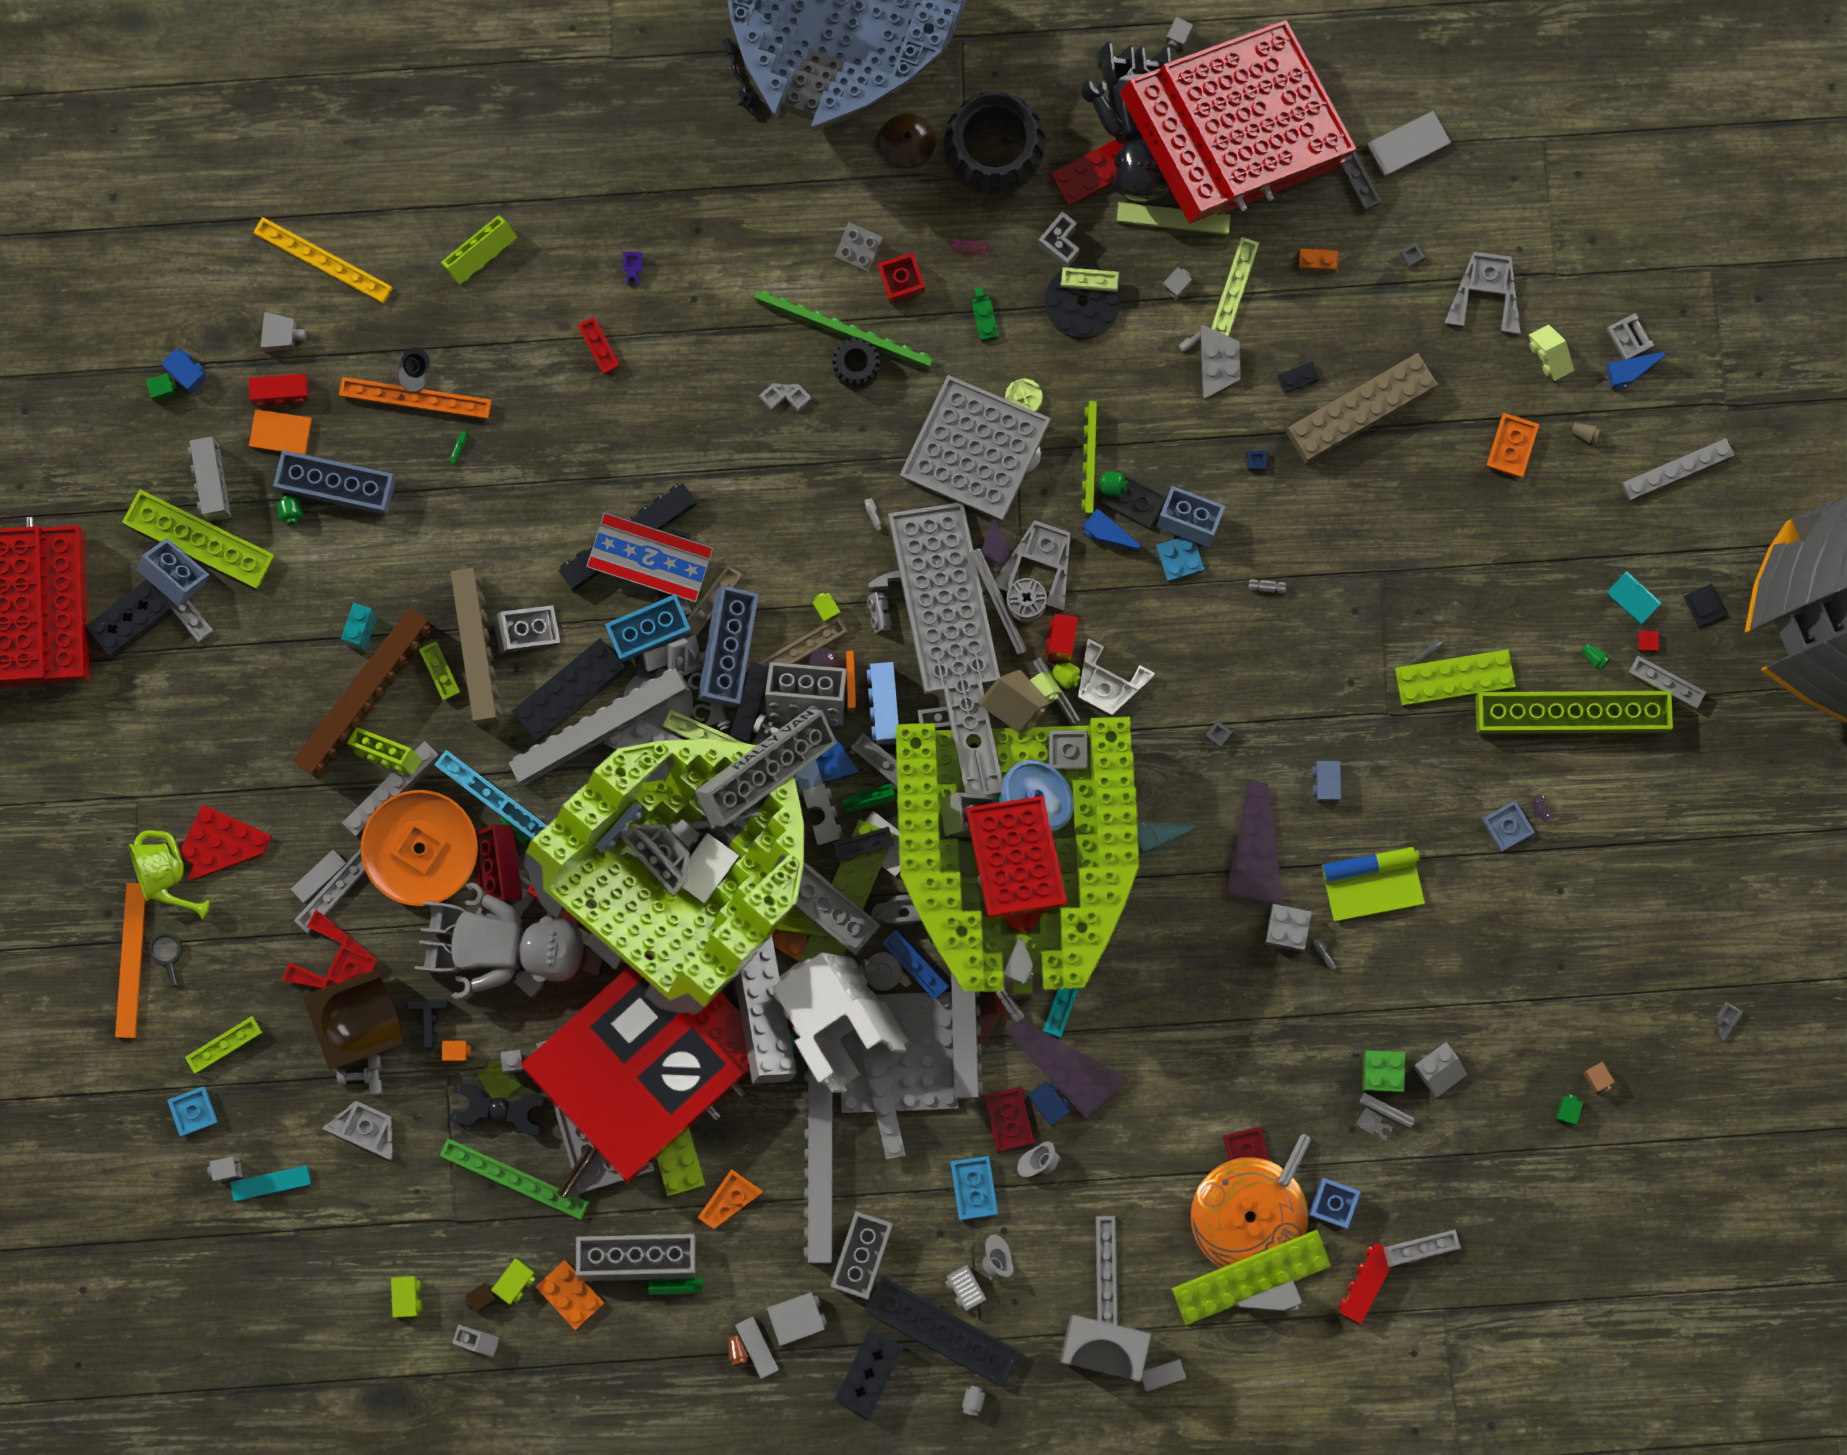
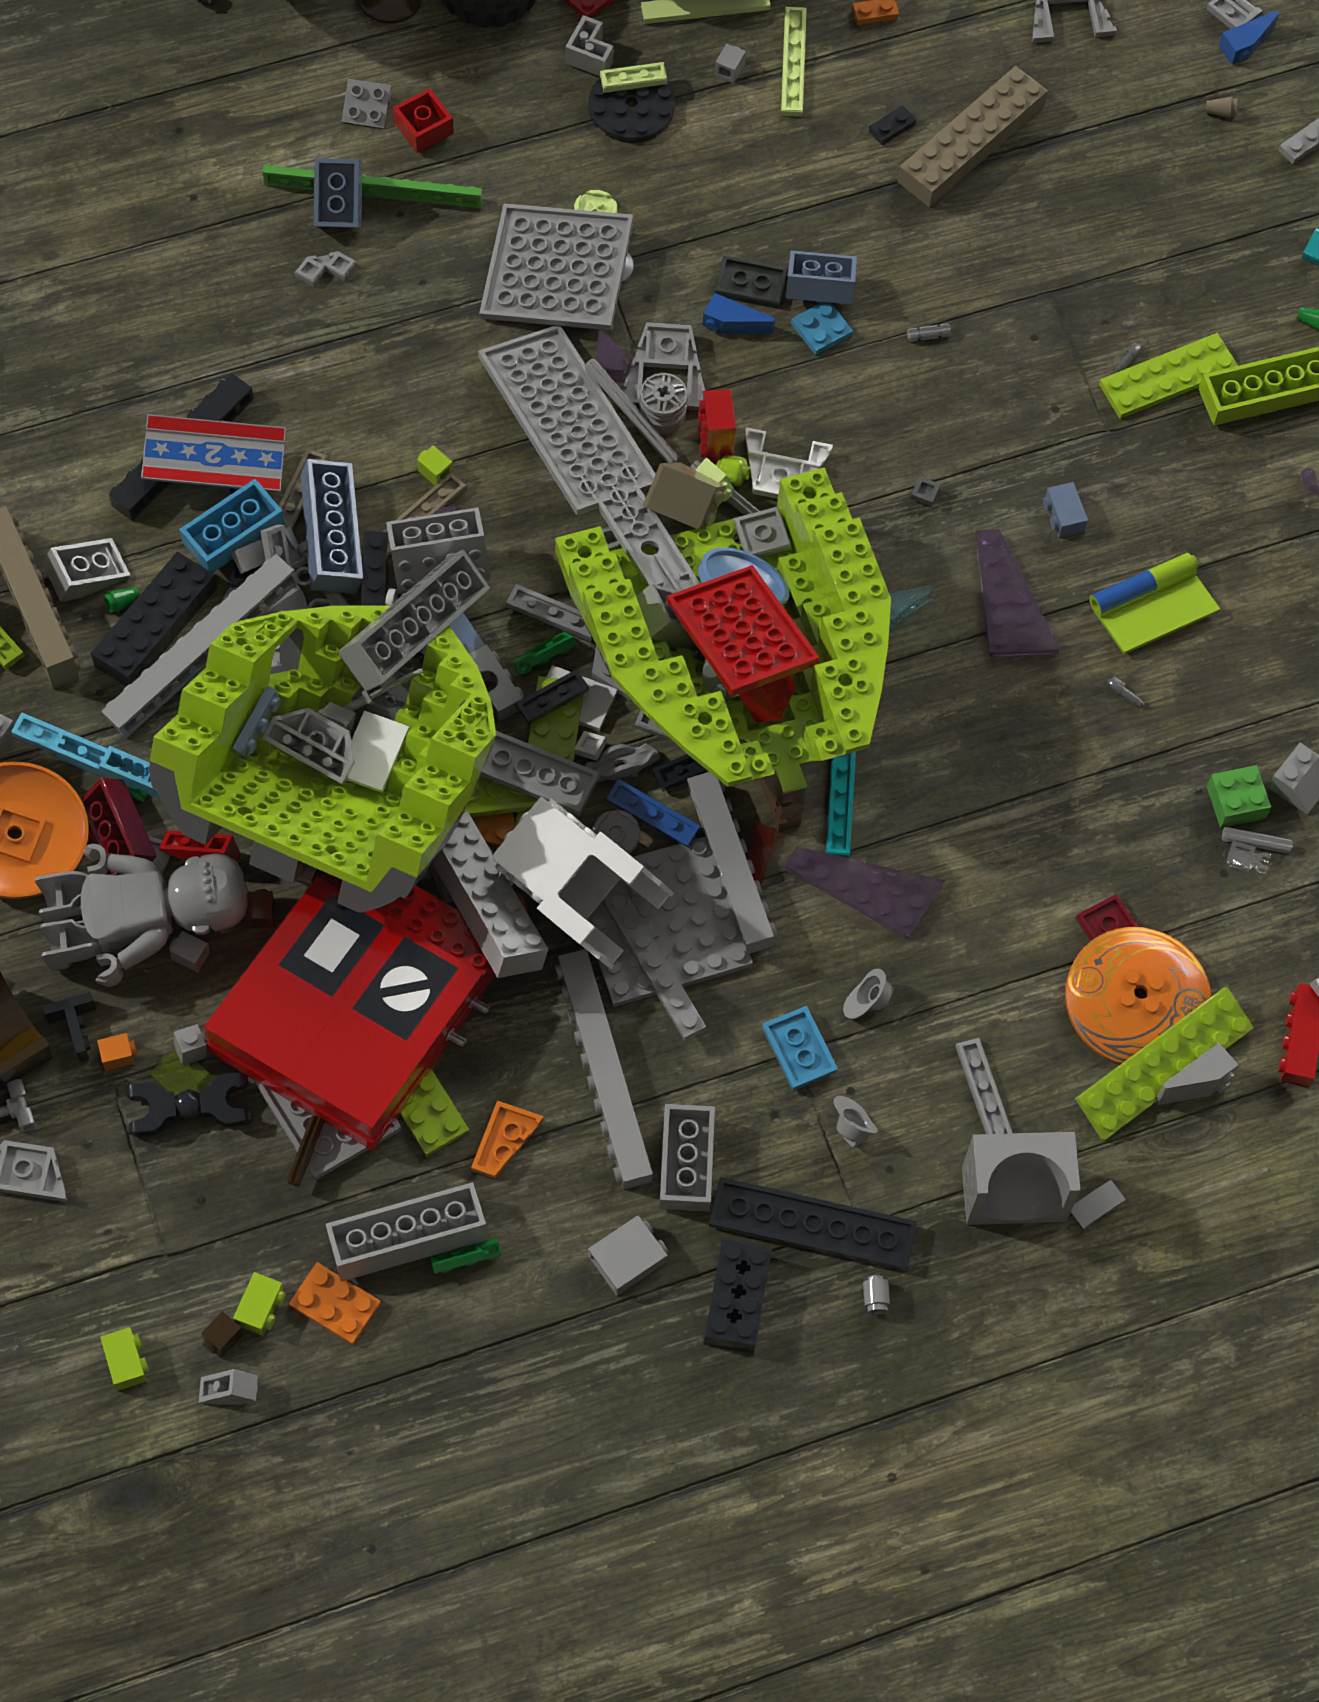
camera: 20 degrees left, 15 degrees down
(513, 1178) = (227, 1184): bright green tile -> none
(548, 663) = (120, 599): none -> green cone
(598, 345) = (96, 263): red plate -> none
(632, 263) = (114, 175): dark purple plate -> none
(737, 1353) = (565, 1316): dark orange cone -> none
(757, 1347) = (588, 1304): light grey tile -> none
(810, 336) = (337, 193): none -> sand blue brick
(835, 763) = (491, 622): blue wing -> none
(850, 682) = (491, 540): orange tile -> none
(851, 348) = (396, 199): black tyre -> none
(871, 510) = (457, 358): light grey piece -> none
(877, 603) = (493, 451): light grey hinge -> none
(881, 582) = (491, 424): light grey slope -> none
(883, 890) = (590, 745): none -> white plate
(884, 701) = (532, 544): light blue brick -> none
(965, 1287) = (825, 1165): light grey brick -> none
(969, 245) = (489, 78): clear pink axle -> none
(984, 316) = (526, 141): green hinge -> none
(1009, 1119) = (817, 962): dark red tile -> none
(1010, 1005) = (778, 831): light grey axle -> none
(1020, 965) = (783, 751): light grey slope -> none
(1049, 1103) = (859, 929): dark blue brick -> none
(1089, 466) = (690, 256): lime plate -> none
(1113, 483) = (723, 265): green head -> none
(1190, 342) = (762, 119): light grey piece -> none
(1219, 361) = (800, 125): light grey wing -> none
(1256, 460) = (874, 214): dark blue tile -> none
(1288, 928) = (1074, 671): light grey brick -> none
(1294, 1160) = (1170, 918): light grey axle -> none
(1334, 1203) = (1234, 953): medium blue brick -> none
(1508, 826) = (1283, 510): sand blue tile -> none
(1512, 445) = (1148, 137): orange plate -> none
(1552, 351) = (1161, 35): yellowish green brick -> none

